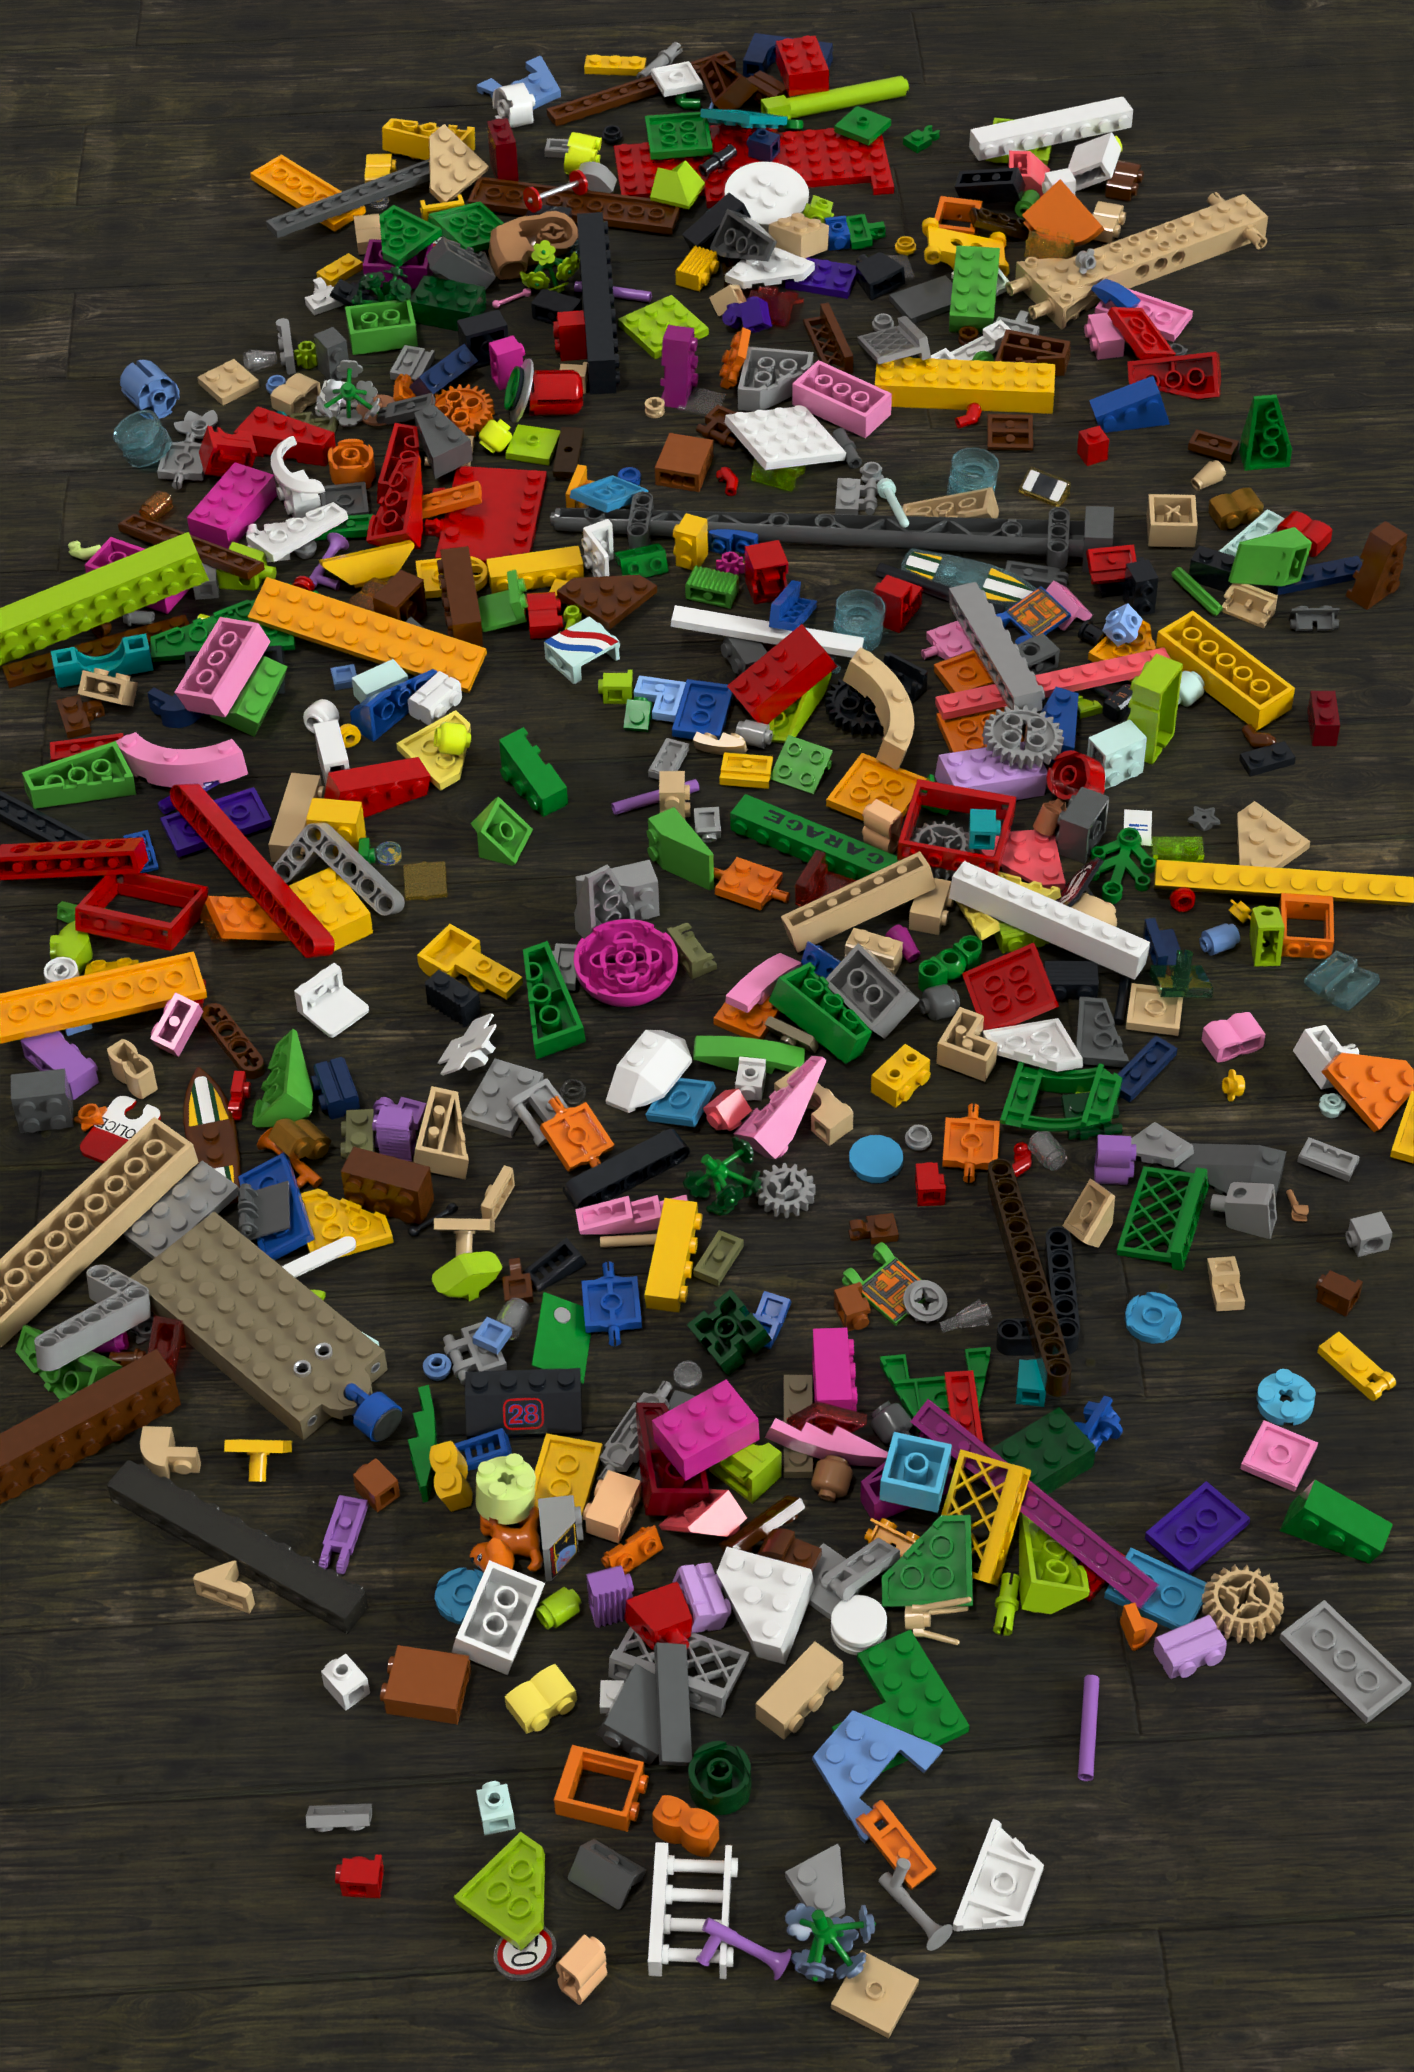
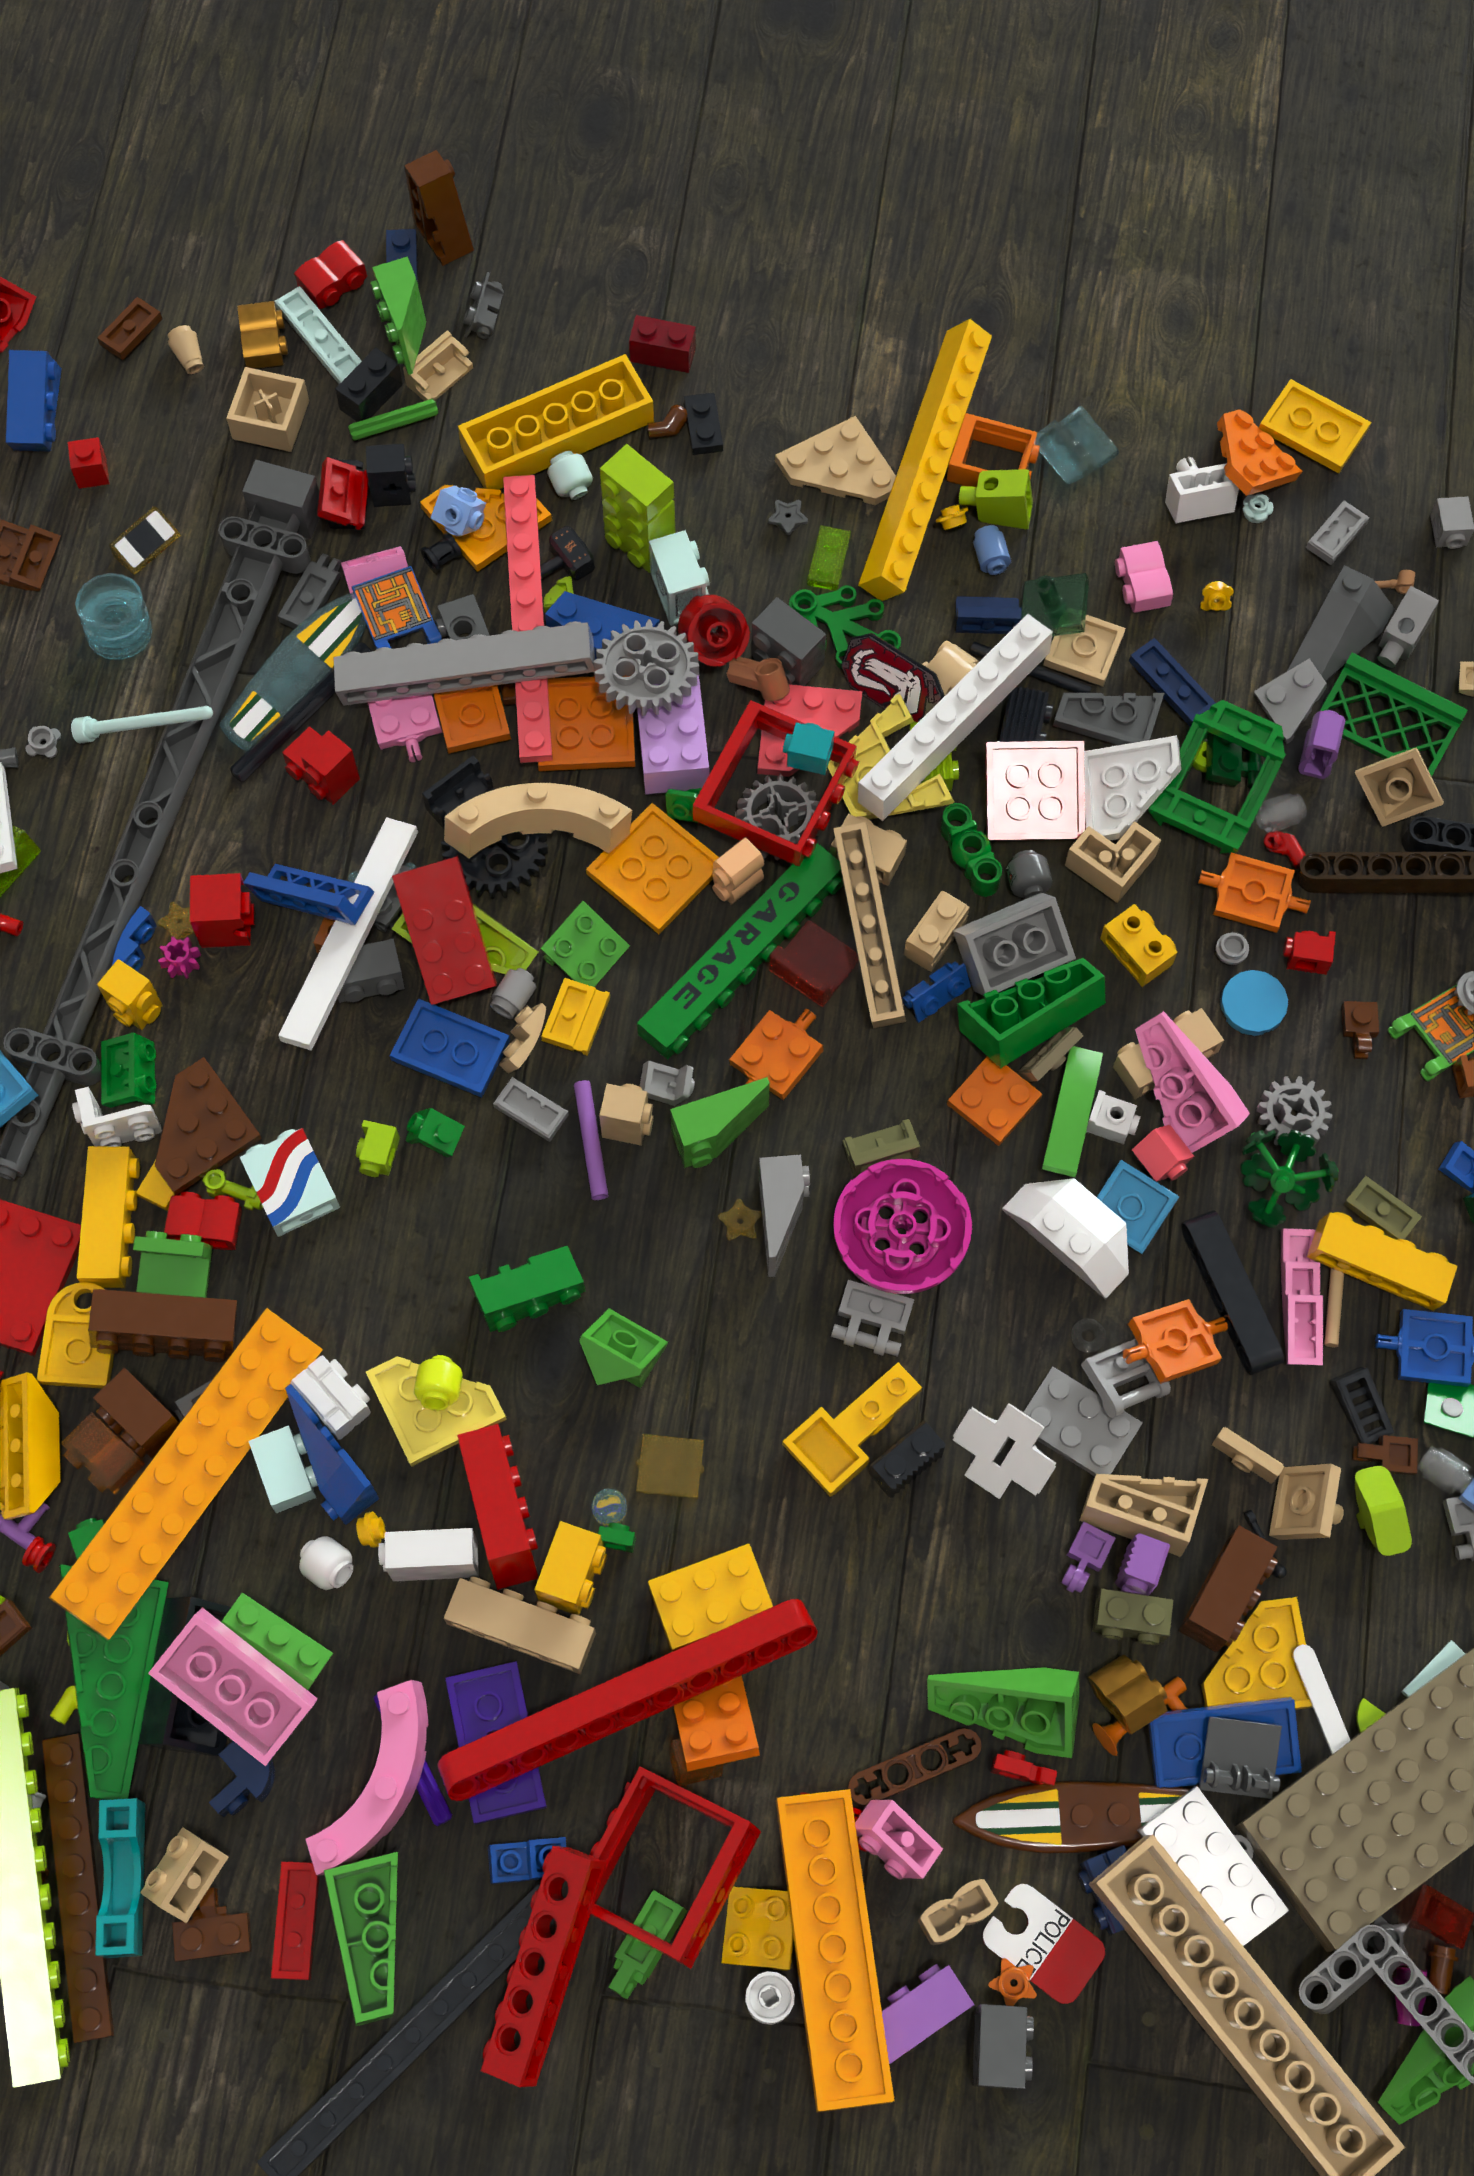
camera: 80 degrees left, 20 degrees up
(72, 945) = (703, 1985): lime piece -> none
(329, 1002) = (883, 1622): white bracket -> none
(335, 1088) = (1033, 1636): dark blue brick -> none
(341, 865) = (646, 1566): light grey beam -> none
(343, 676) = (240, 1520): medium blue tile -> none
(551, 1007) = (959, 1334): green wedge -> none
(601, 901) = (814, 1242): light grey wedge -> none
(664, 693) = (405, 1087): light blue plate -> none
(712, 587) = (213, 988): bright green brick -> none
(760, 982) = (963, 1068): bright pink slope -> none
(848, 496) = (79, 781): light grey plate -> none
(860, 615) = (348, 815): clear light blue wheel -> none
(902, 934) = (920, 895): magenta cone -> none
(969, 504) = (164, 648): tan wedge -> none
(1141, 822) = (767, 587): white sticker -> none
(1182, 899) = (921, 572): red plate -> none
(1265, 436) = (163, 265): green wedge -> none

